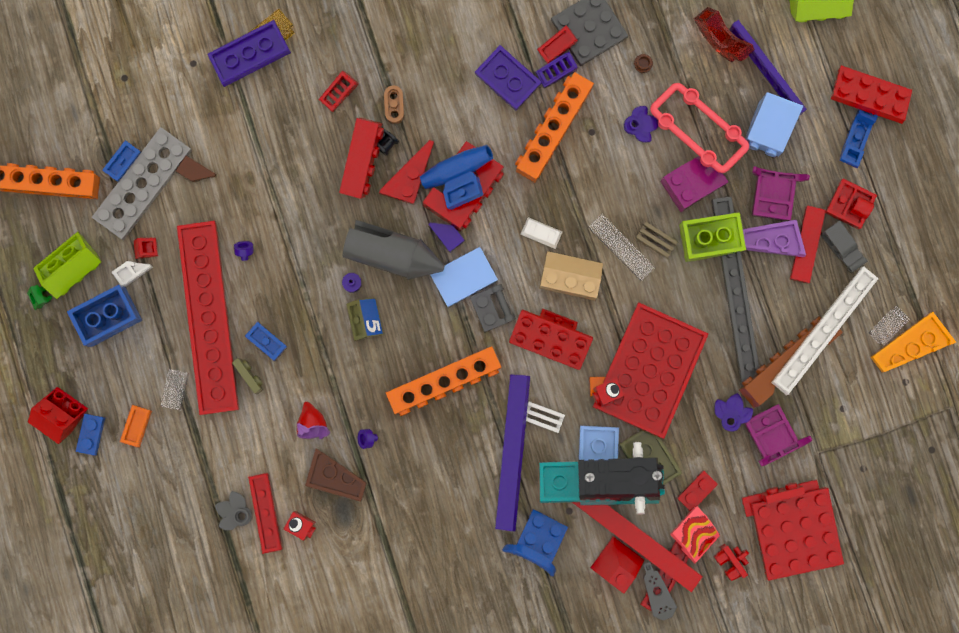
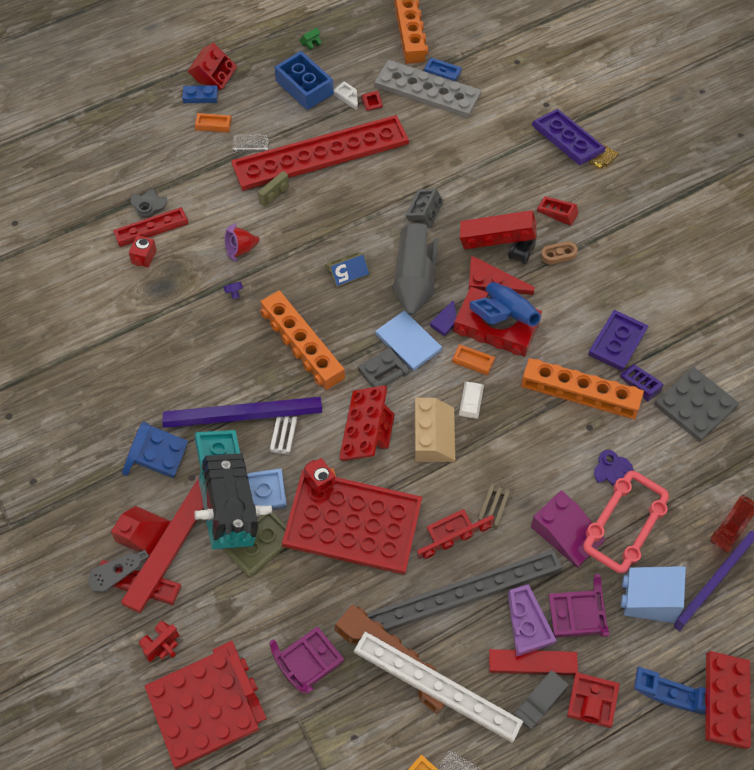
camera: 80 degrees right, 25 degrees down
(67, 265) = (341, 51): lime slope -> none
(193, 171) = (449, 120): reddish brown tile -> none
(243, 249) = (388, 165): dark purple tile -> none
(266, 341) = (308, 197): blue plate -> none
(305, 223) = (425, 206): none -> dark grey bracket
(334, 478) = (191, 270): reddish brown wing -> none
(355, 285) = (379, 252): dark purple tile -> none
(498, 220) = (473, 359): none -> orange tile
(557, 44) = (668, 375): red tile -> none
(621, 247) = (476, 472): clear plate -> none
(643, 63) = (677, 459): reddish brown plate -> none
(677, 283) = (452, 529): none -> red bracket
(695, 534) = (184, 596): slope -> none
(697, 490) = (232, 595): red plate -> none
(712, 236) = (510, 550): lime slope -> none
(734, 409) = (324, 614): dark purple plate -> none

